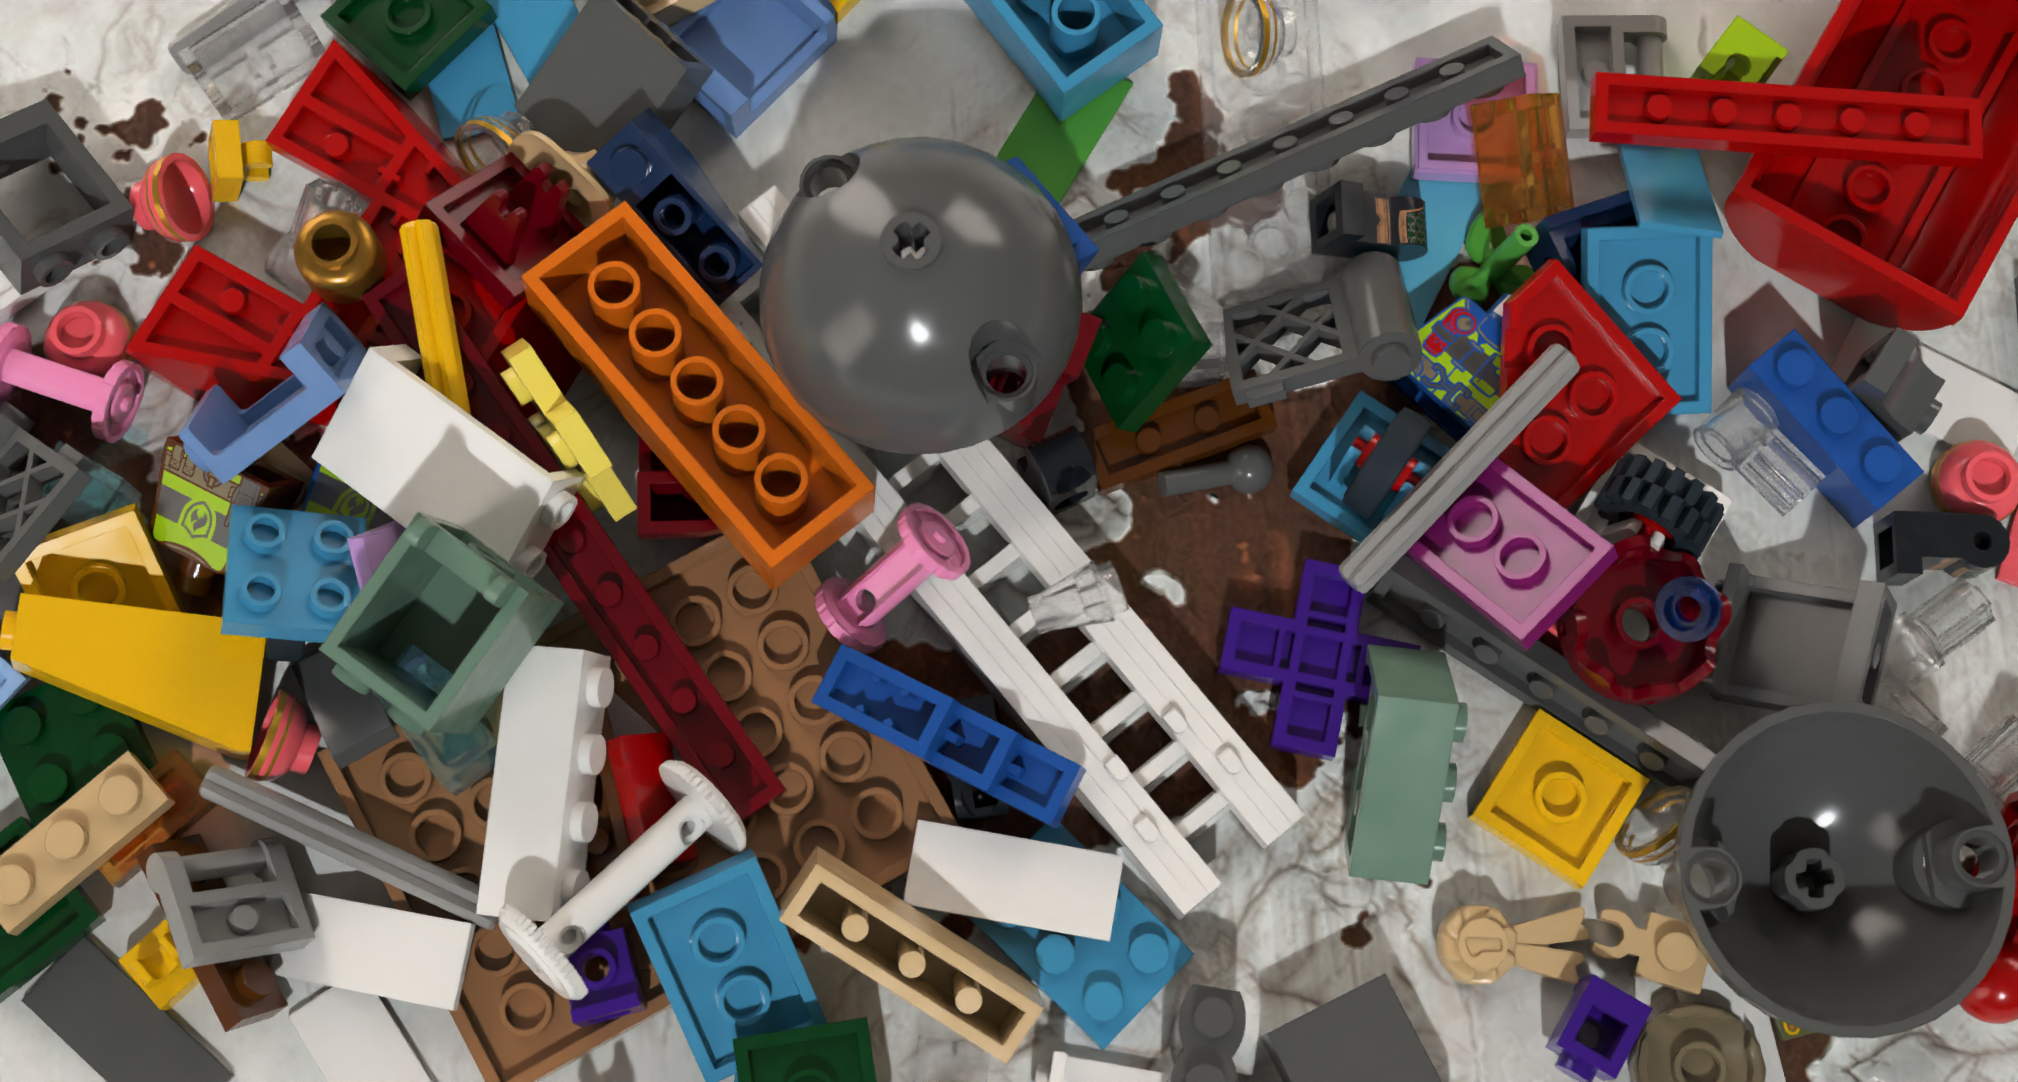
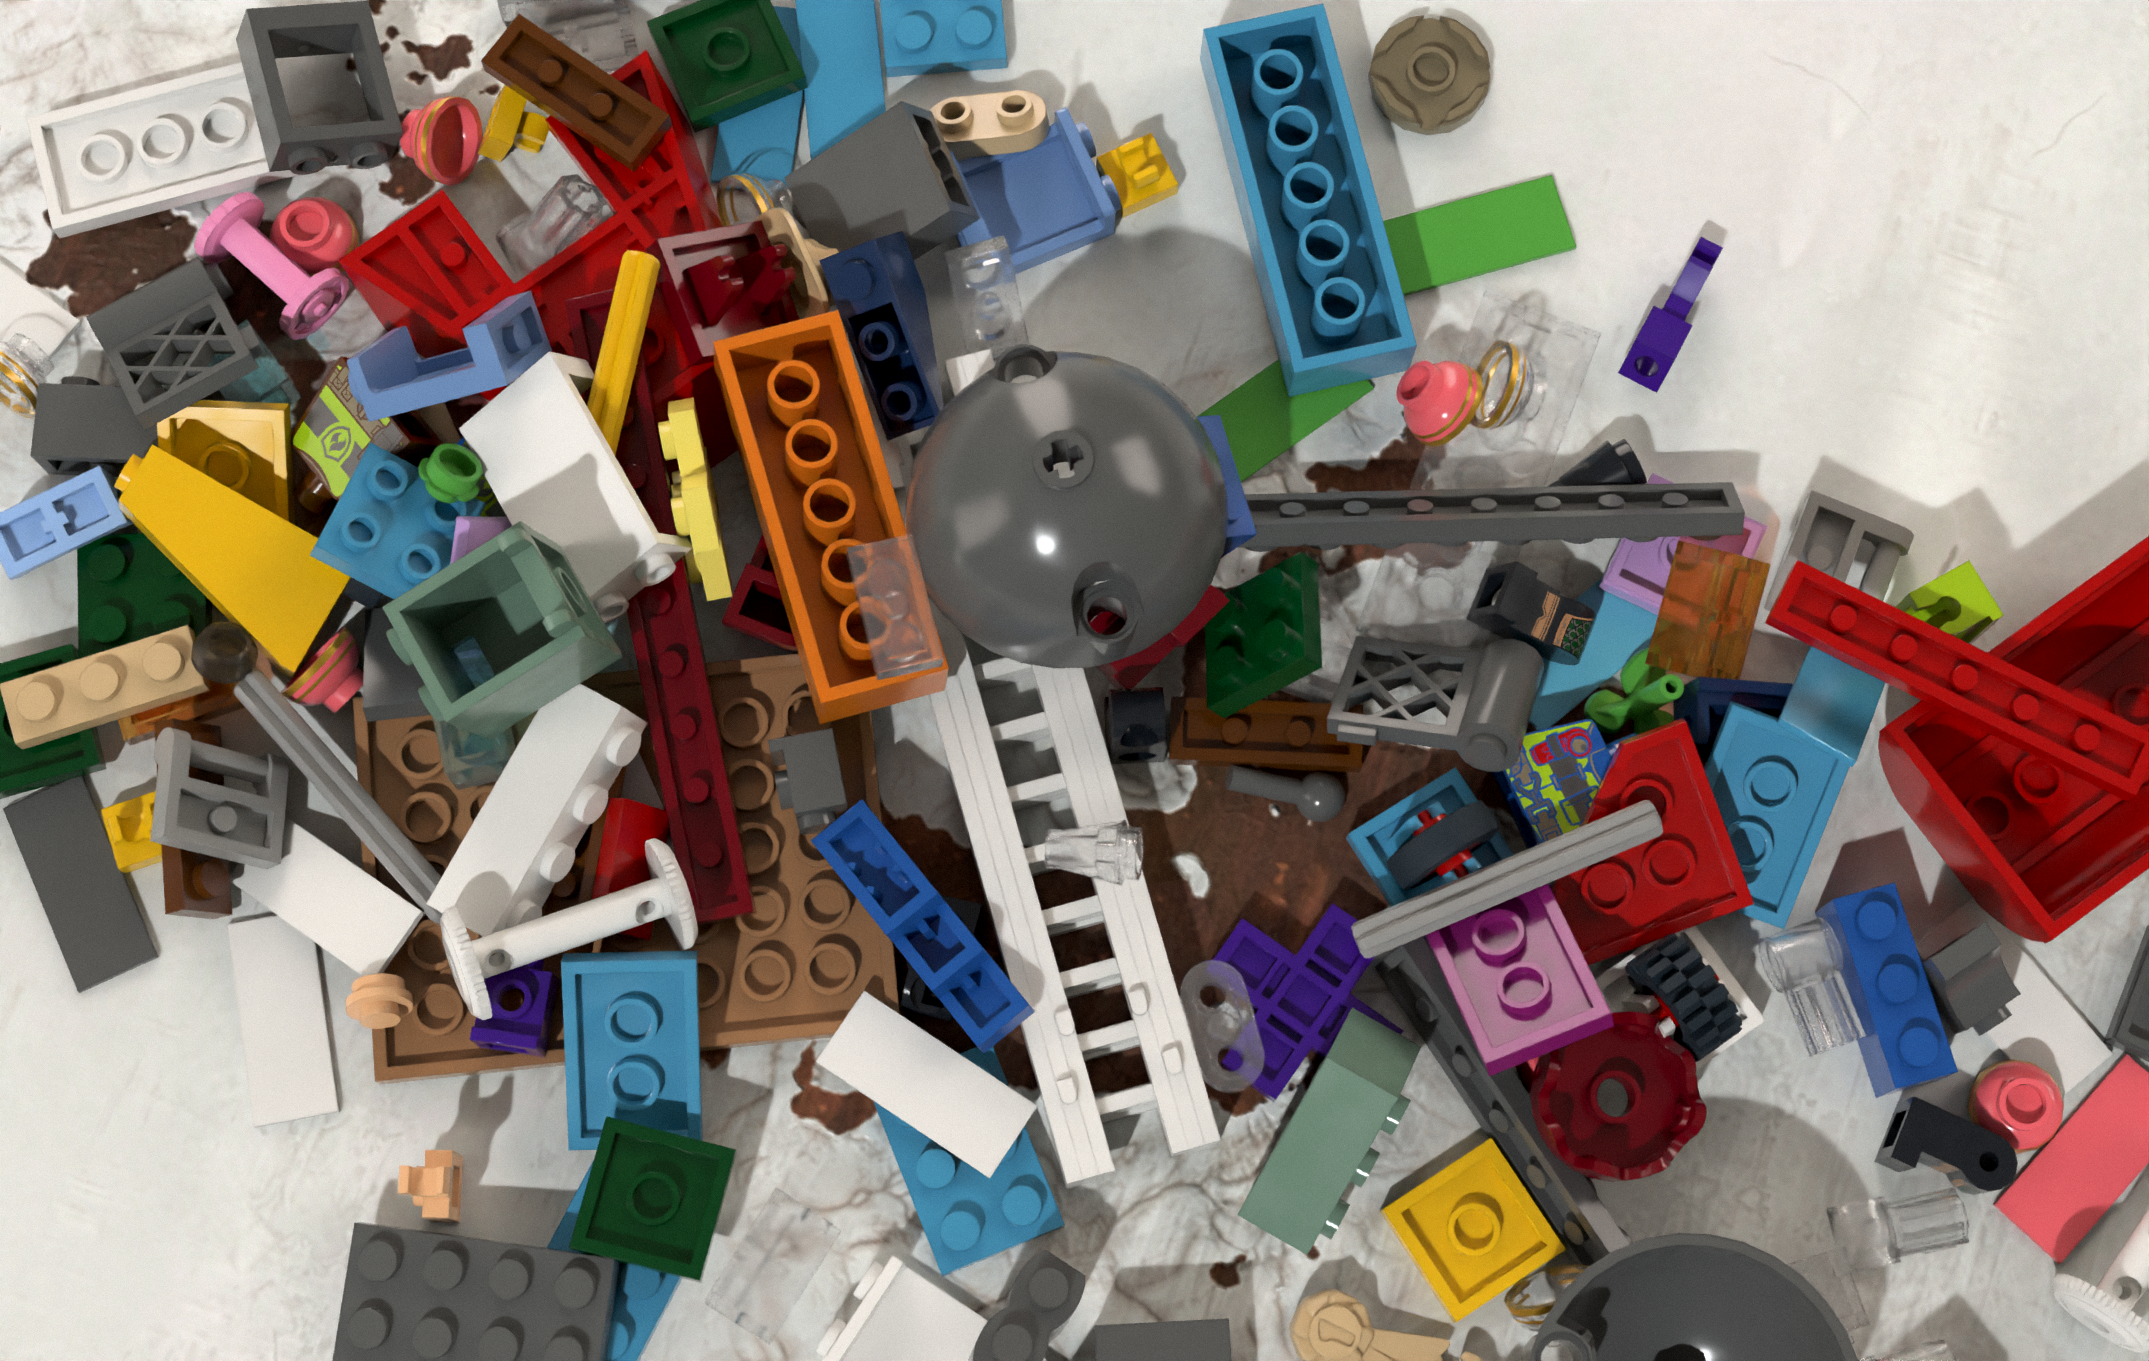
camera: 25 degrees right, 0 degrees up
(175, 761) = (224, 653): none -> clear smoke plate
(285, 102) = (576, 92): none -> reddish brown plate
(323, 501) = (451, 473): none -> bright green plate
(339, 256) = (562, 255): pearl gold head -> none
(468, 1024) = (379, 1000): none -> light nougat plate
(751, 139) = (986, 296): none -> clear plate
(785, 645) = (812, 778): none -> dark grey brick
(802, 449) = (894, 607): none -> clear plate
(911, 954) = (800, 1110): tan brick -> none
(926, 548) = (976, 744): bright pink hose -> none
(1201, 68) = (1439, 399): none -> coral piece
(1264, 709) = (1222, 1027): none -> clear plate
(1373, 67) = (1605, 466): none -> black cone
(1672, 620) = (1646, 1100): clear blue plate -> none
(1800, 642) = (1763, 1180): dark grey panel -> none

